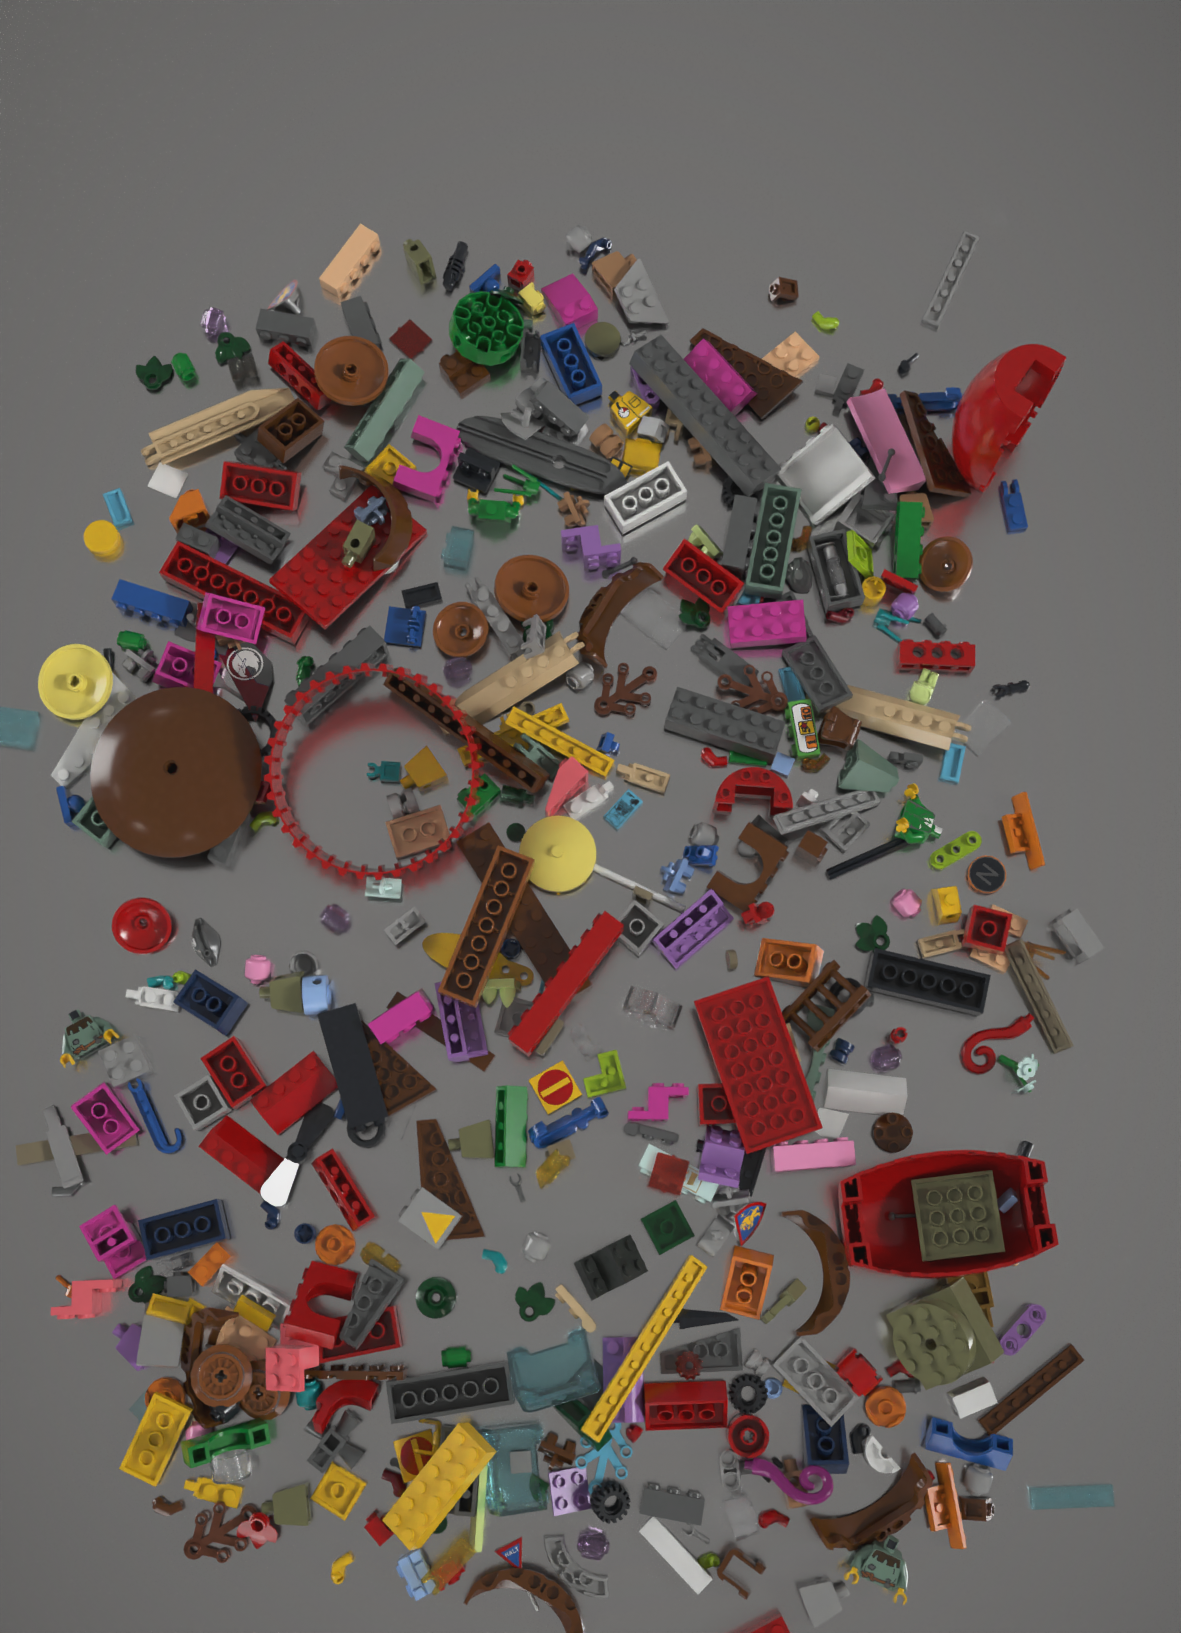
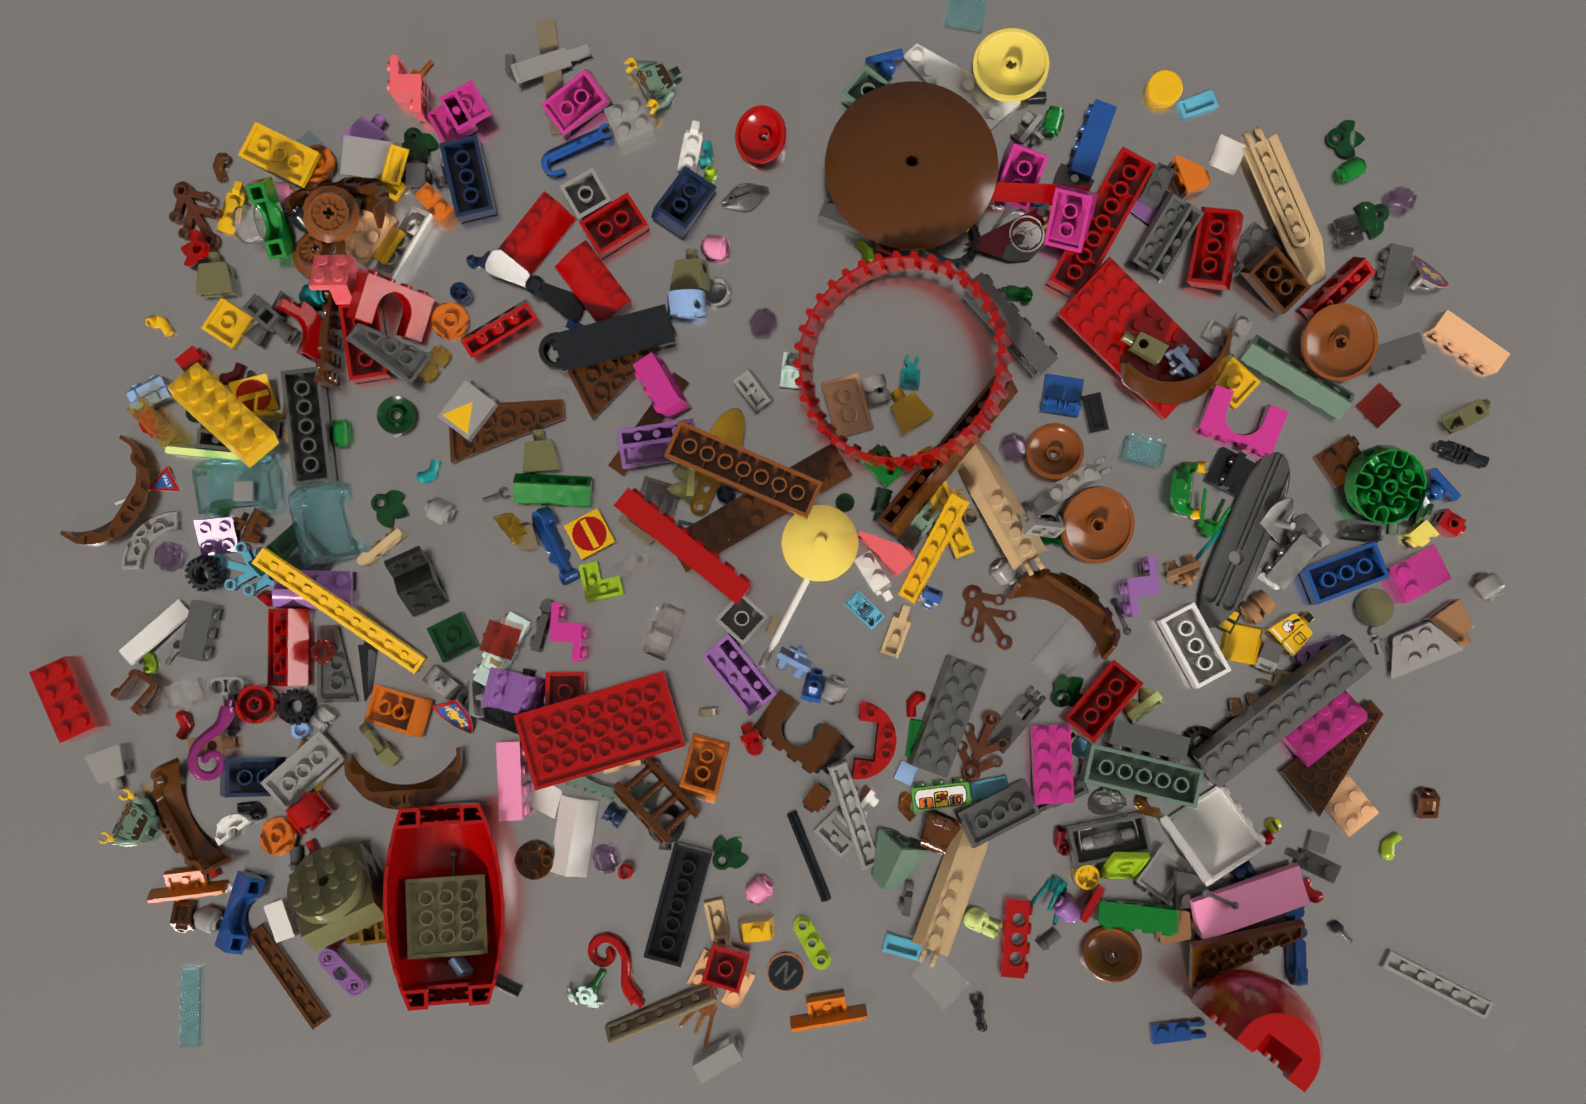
camera: 90 degrees right, 10 degrees up
(600, 244) = (1480, 602): dark blue arm -> none
(915, 819) = (842, 904): green torso -> none

